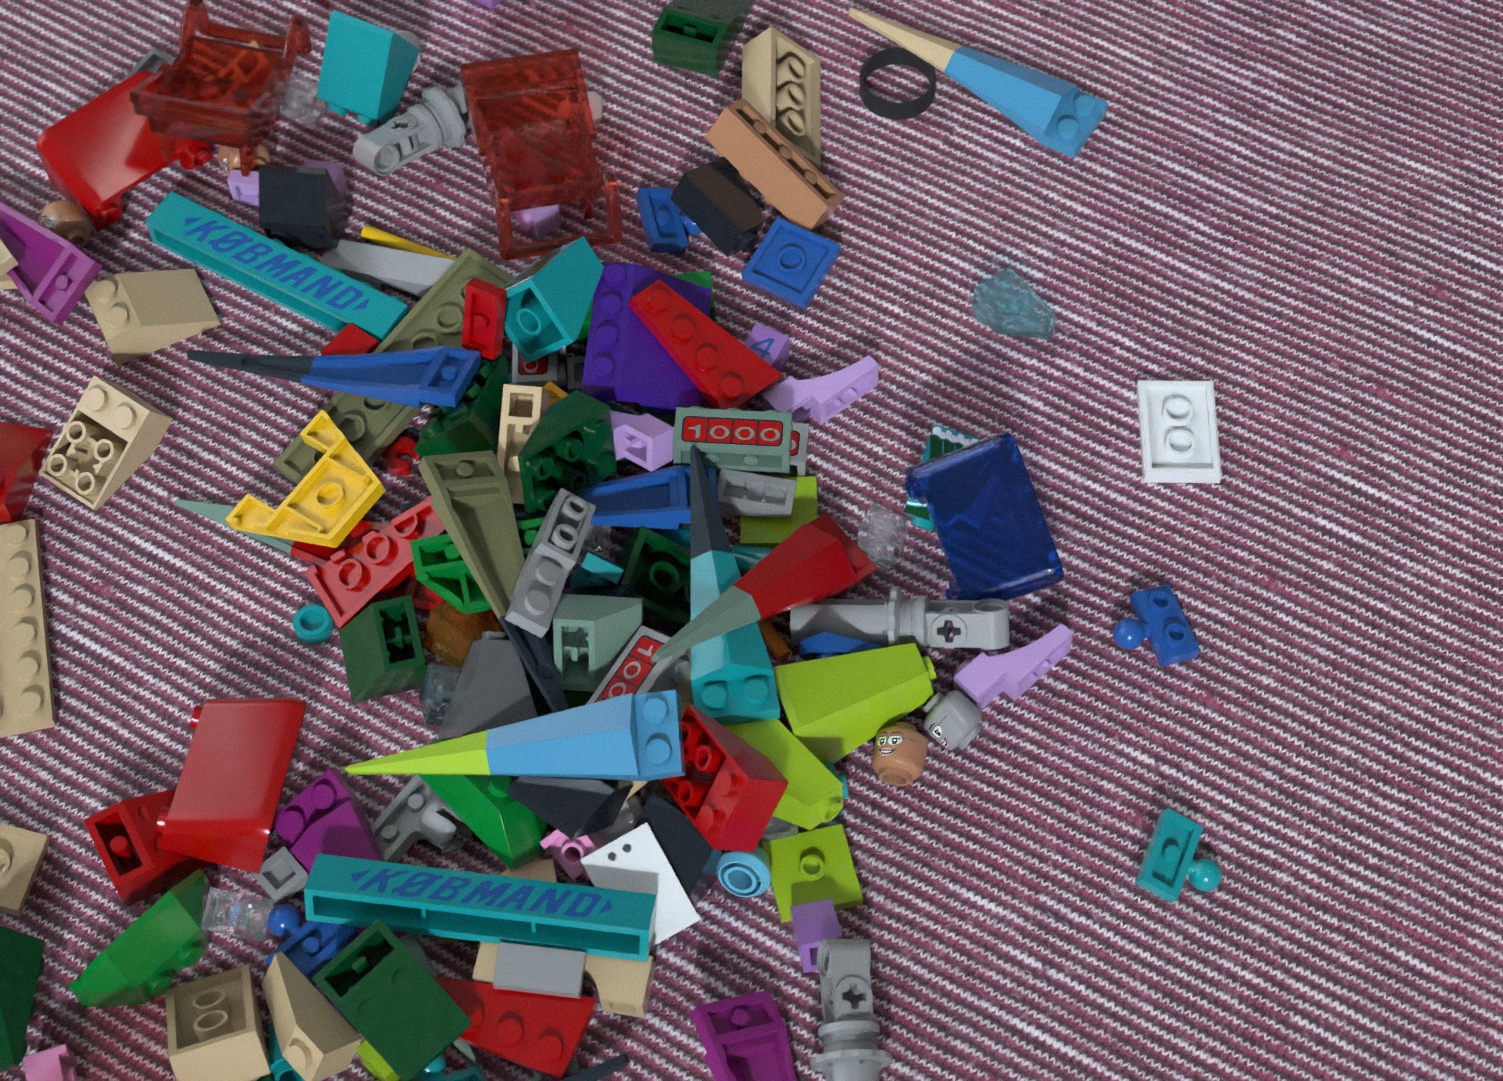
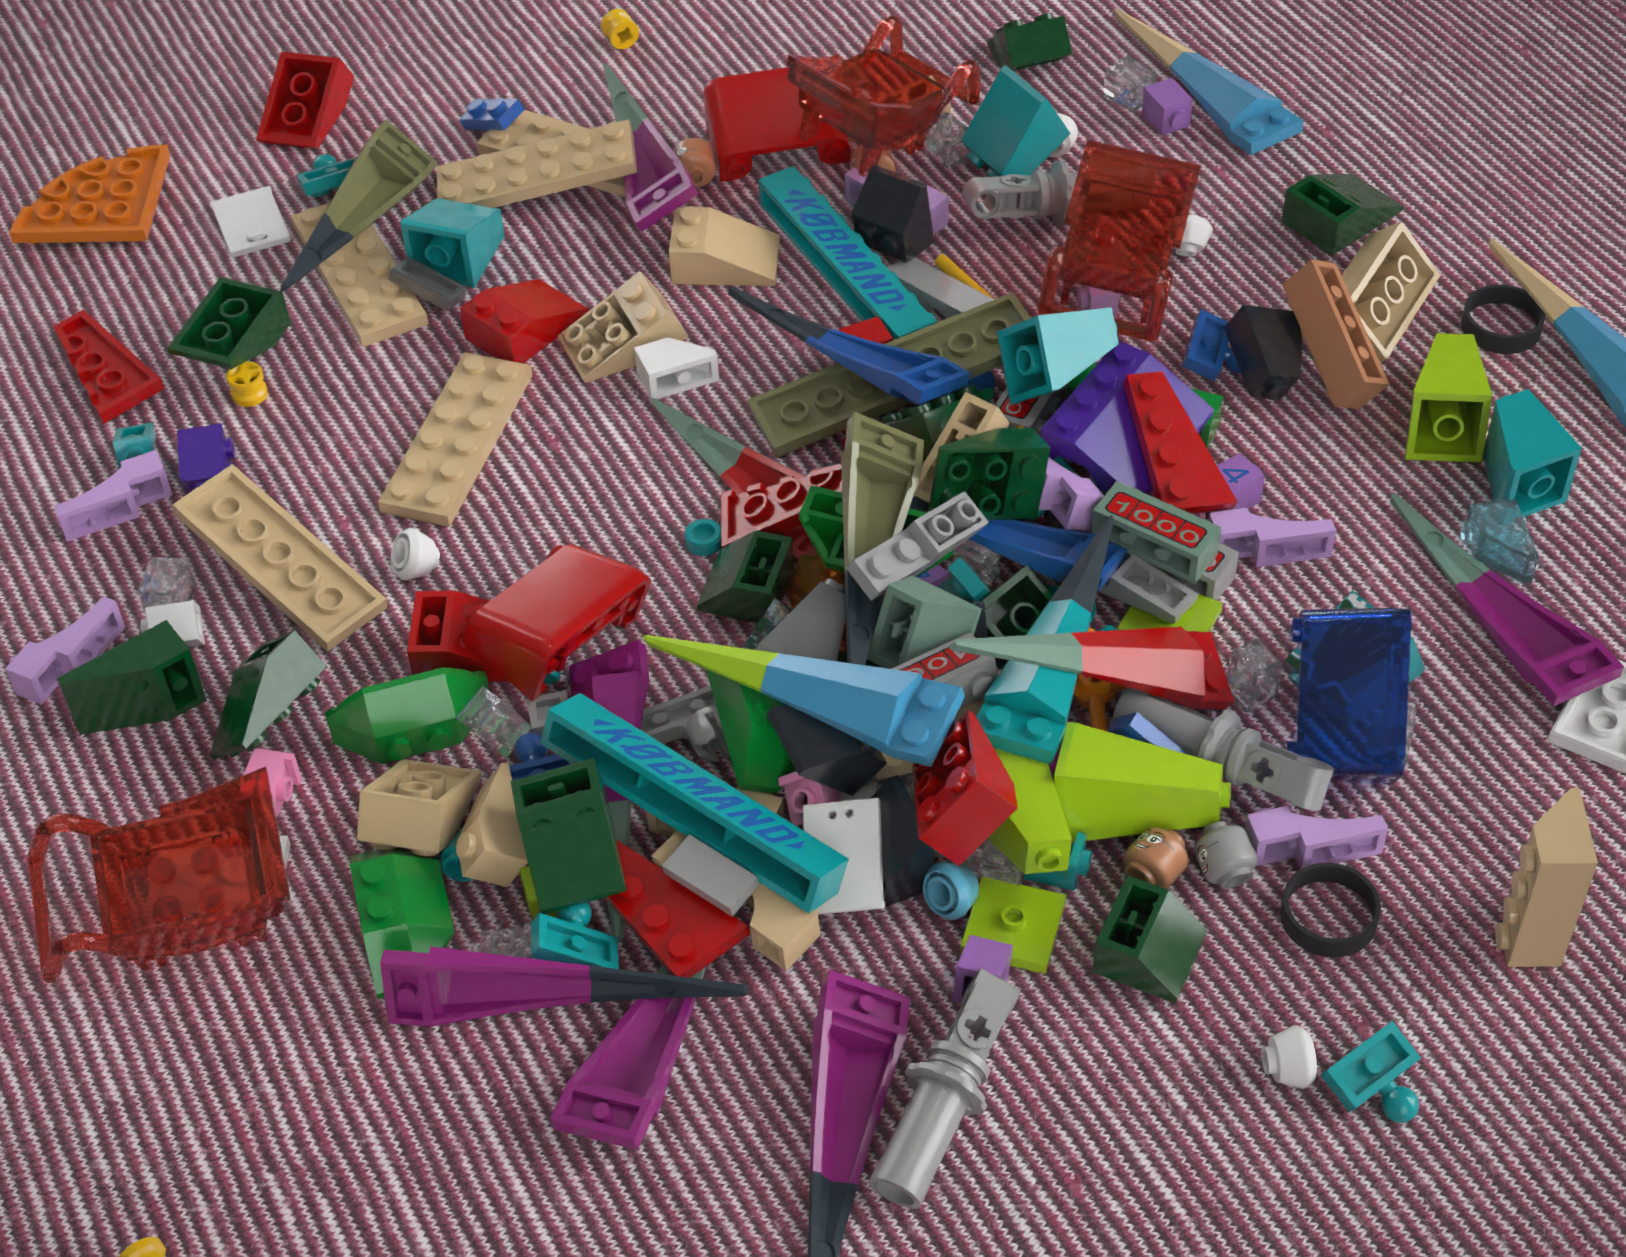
camera: 30 degrees right, 10 degrees down
(45, 777) = (413, 554): none -> white cone
(179, 459) = (674, 366): none -> white slope
(326, 499) = (768, 440): yellow wing -> none
(484, 318) = (987, 344): red plate -> none
(791, 263) = (1307, 422): blue plate -> none
(904, 189) = (1450, 403): none -> lime slope
(936, 834) = (1148, 940): none -> dark green slope
(994, 217) = (1529, 454): none -> teal slope
(1065, 690) = (1338, 874): none -> black tyre
(1095, 394) = (1535, 640): none -> magenta plate
(1105, 880) = (1290, 1057): none -> white cone
(1161, 624) = (1488, 865): blue plate -> none
(1238, 631) = (1549, 886): none -> tan slope

